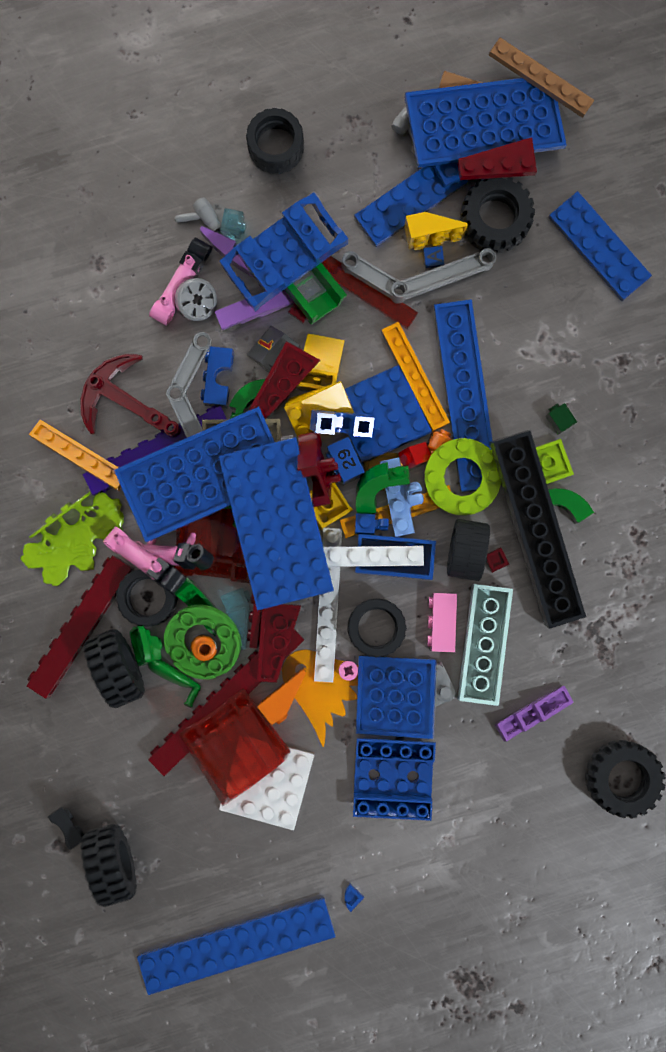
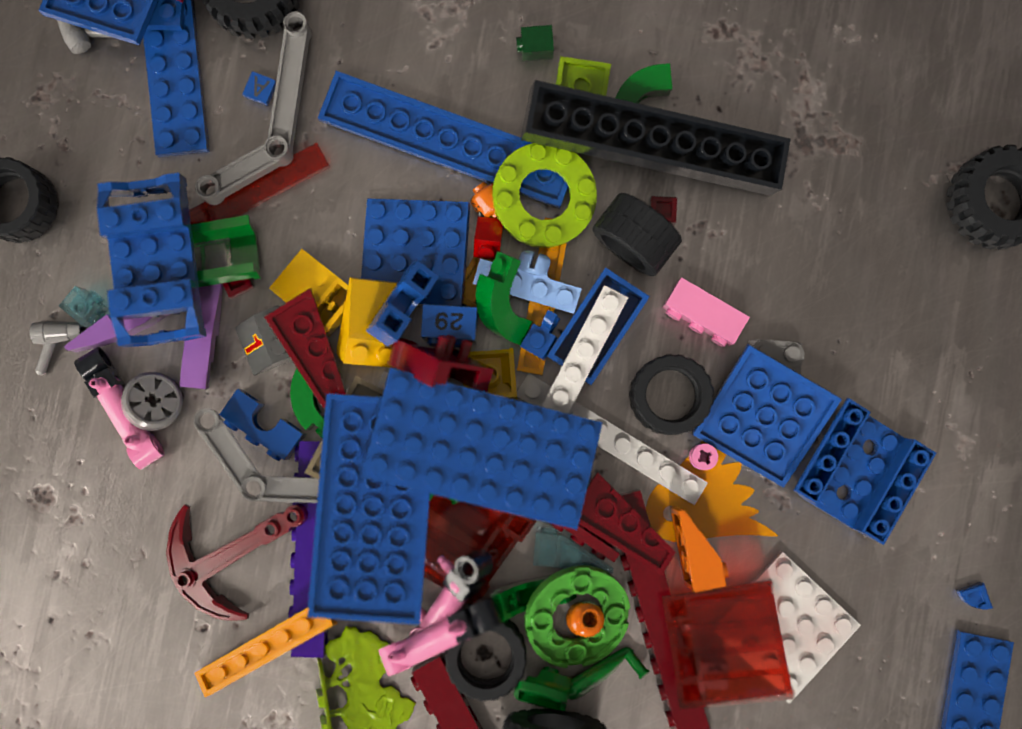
camera: 65 degrees left, 0 degrees up
(415, 376) = (390, 186): light orange plate -> none
(429, 229) = (224, 71): yellow slope -> none
(485, 644) = (759, 277): light aqua brick -> none
(534, 713) = (868, 263): medium lavender slope -> none

